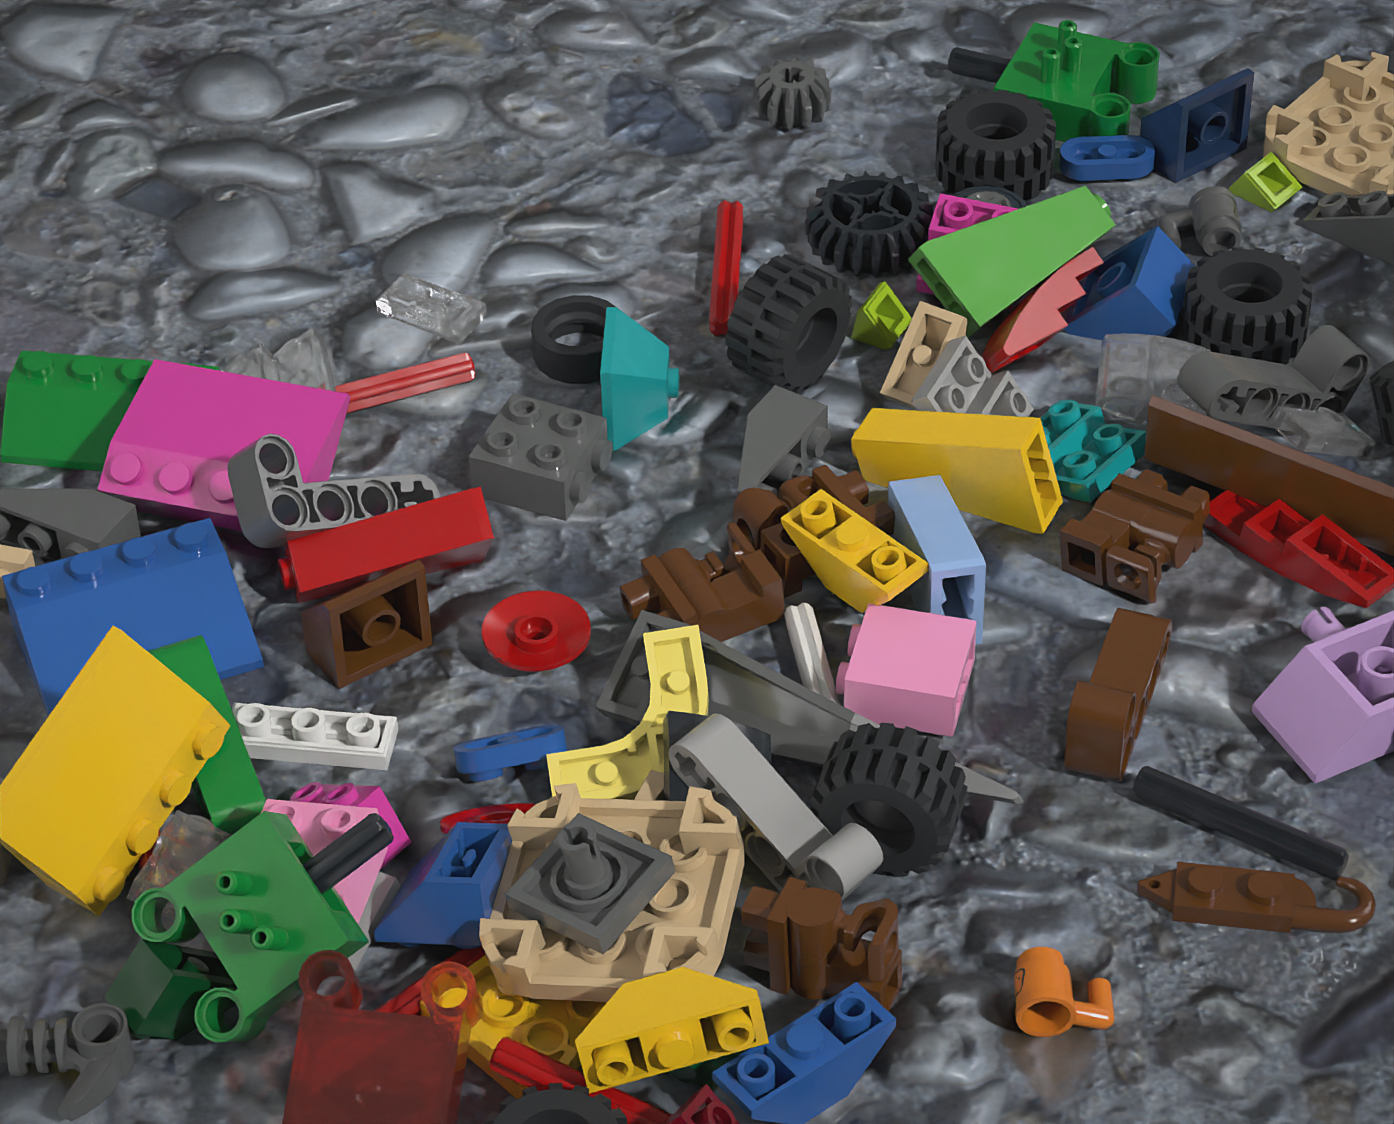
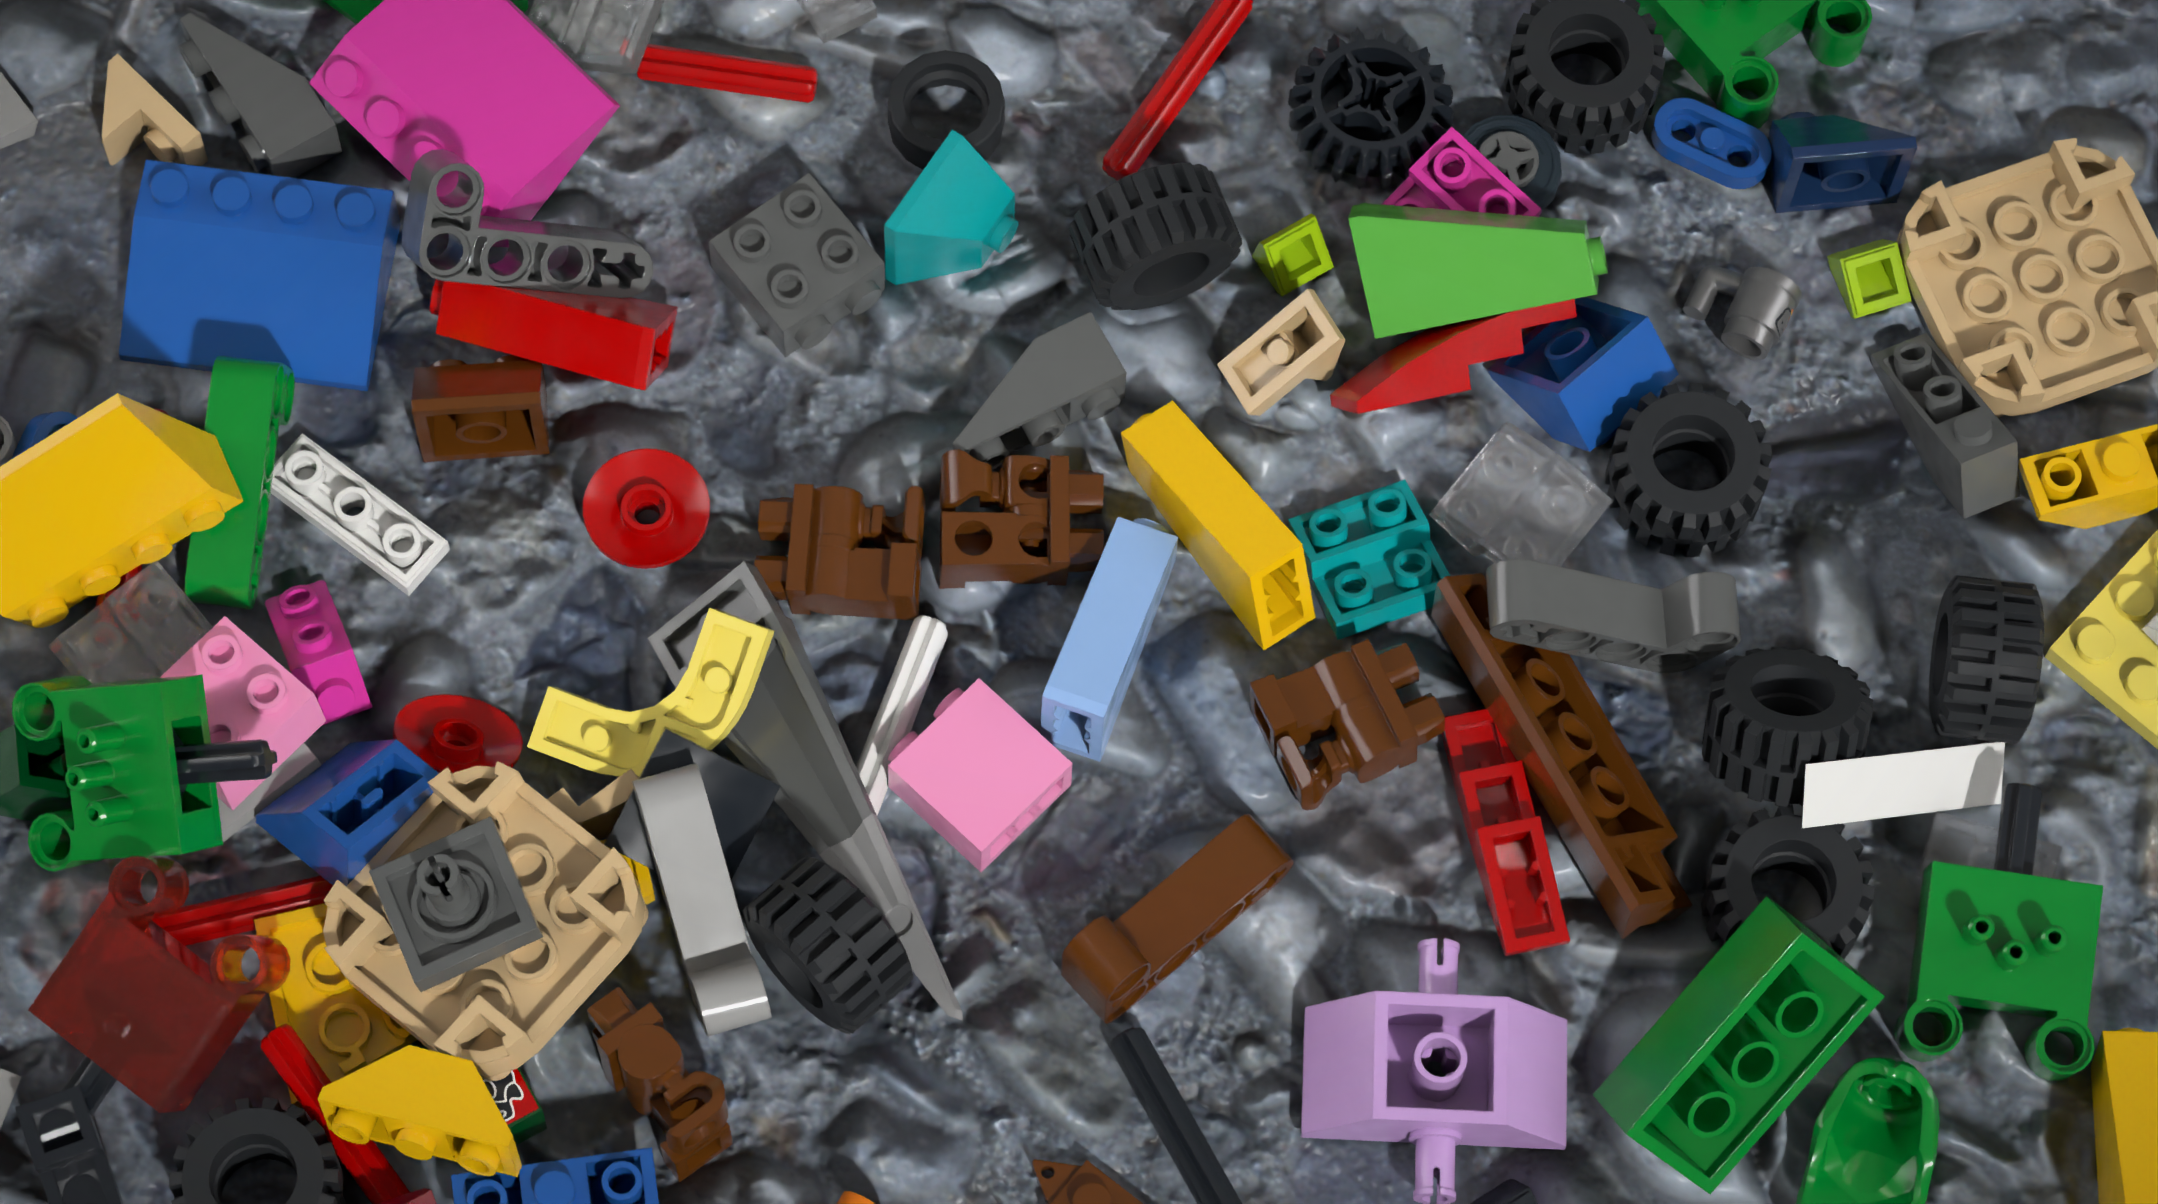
camera: 25 degrees right, 25 degrees up
(488, 755) = (527, 650): blue plate -> none
(850, 552) = (1002, 605): yellow slope -> none
(965, 385) = (1293, 442): light grey slope -> none
(1321, 431) = (1640, 691): clear plate -> none

